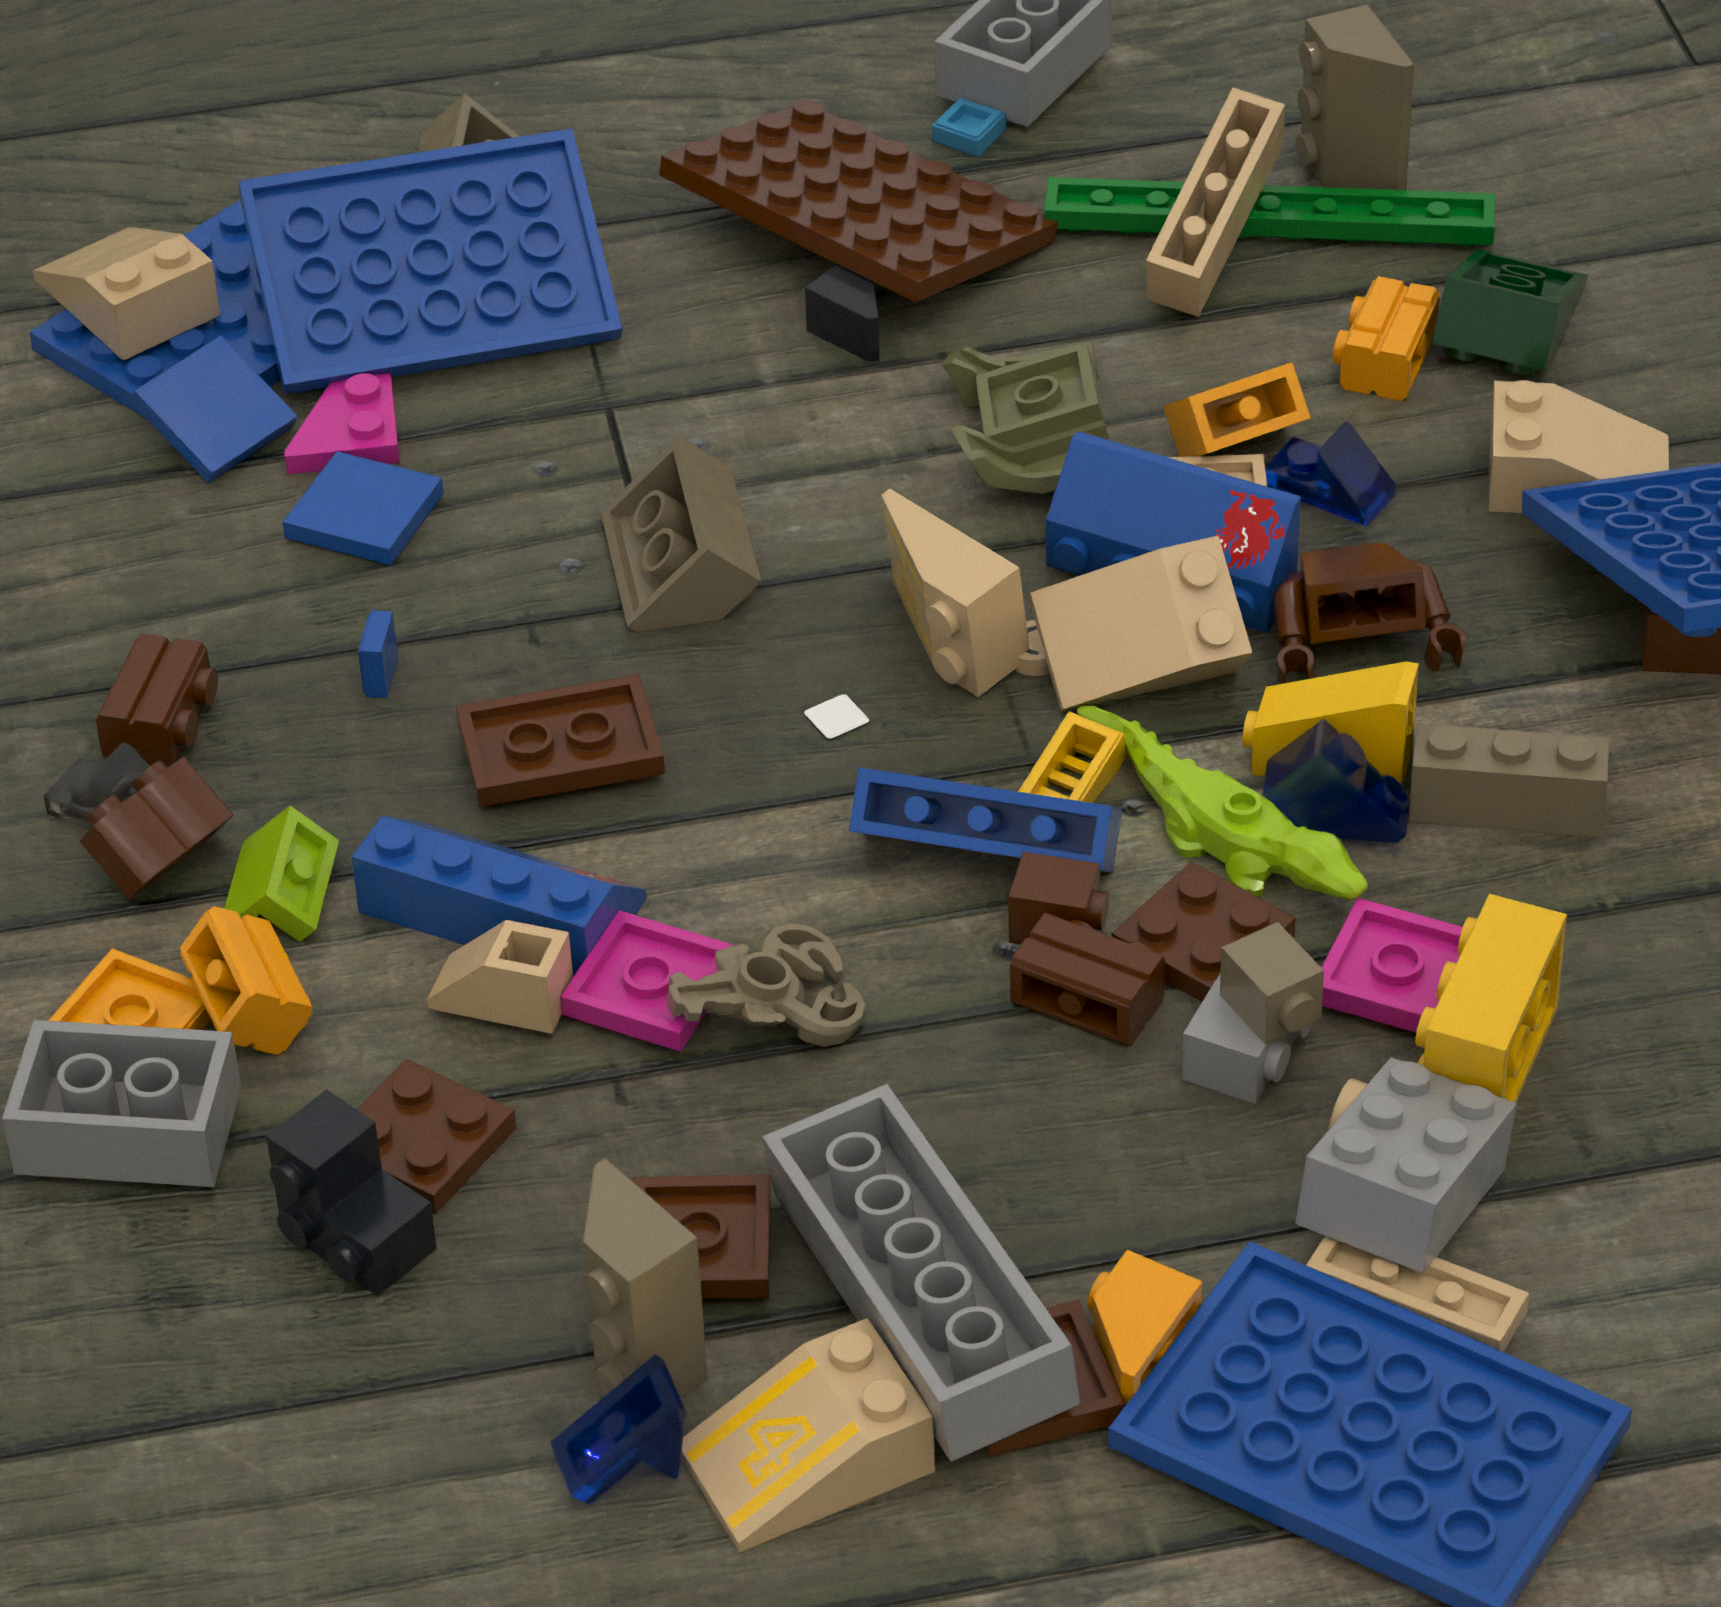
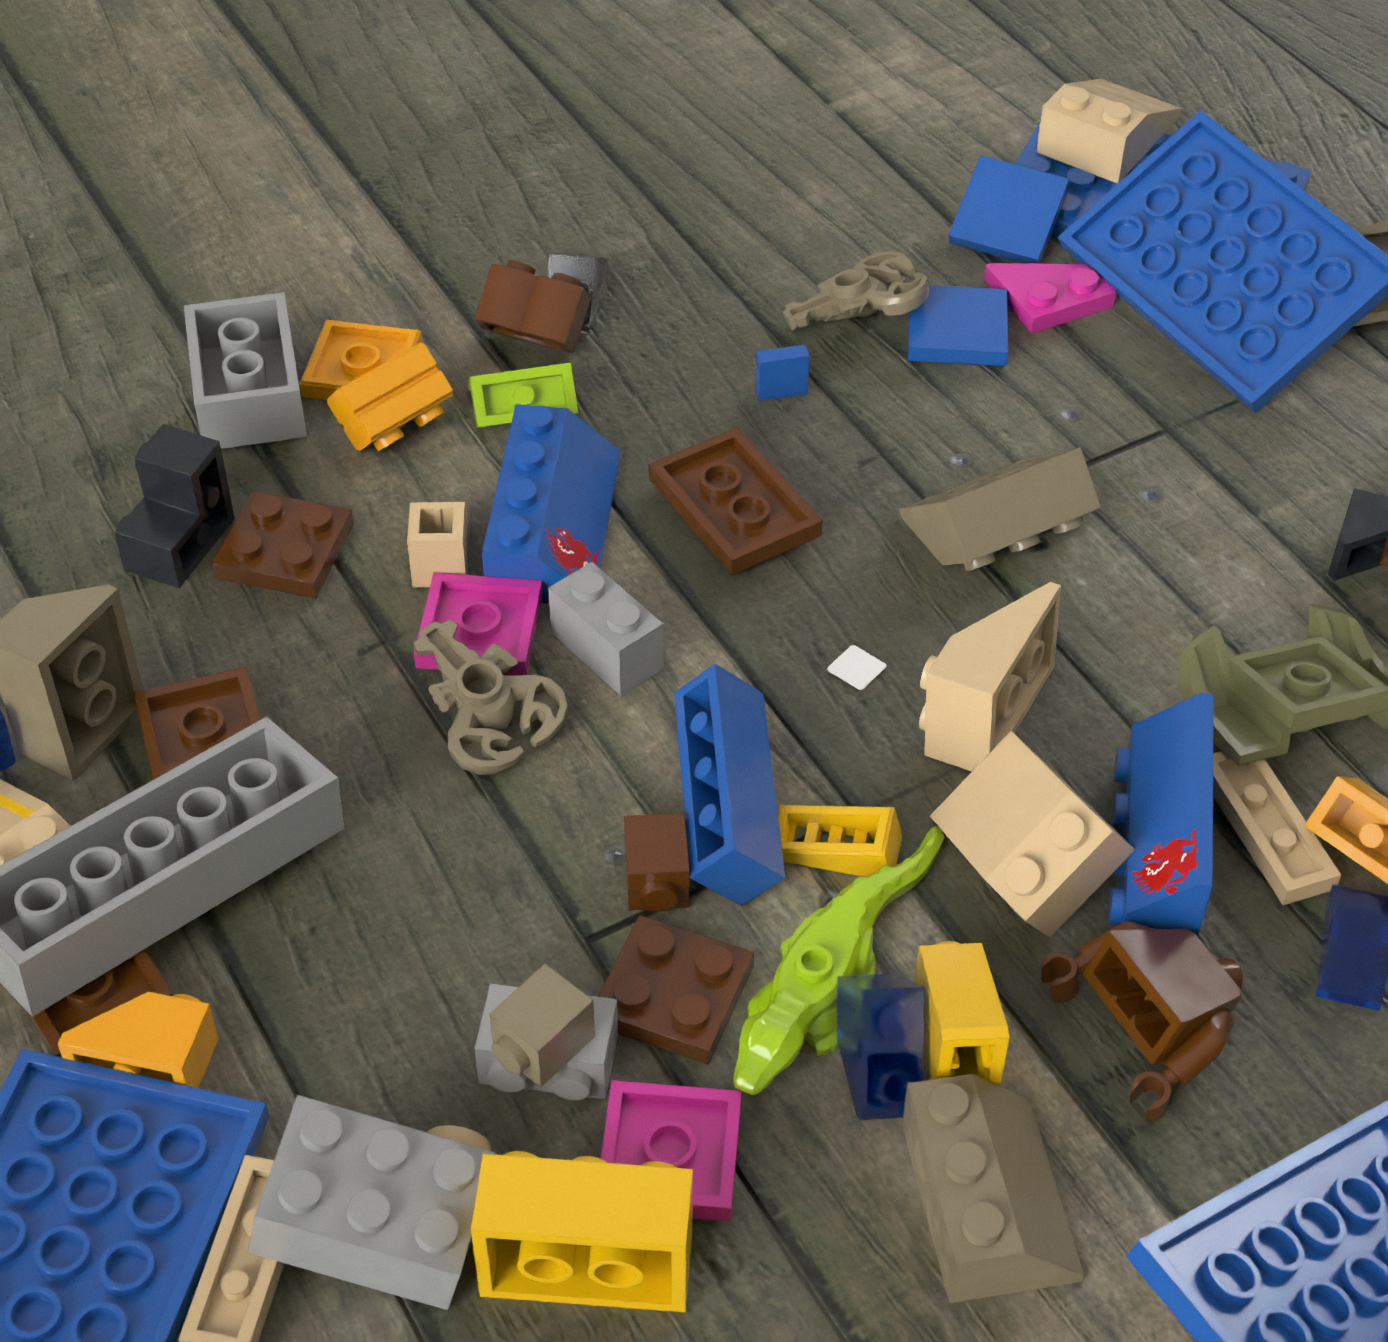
camera: 70 degrees right, 5 degrees up
(157, 698) = (677, 274): reddish brown brick -> none
(278, 563) = (864, 292): none -> dark tan animal
(718, 871) = (606, 628): none -> light grey brick
(1087, 978) = (570, 908): reddish brown brick -> none

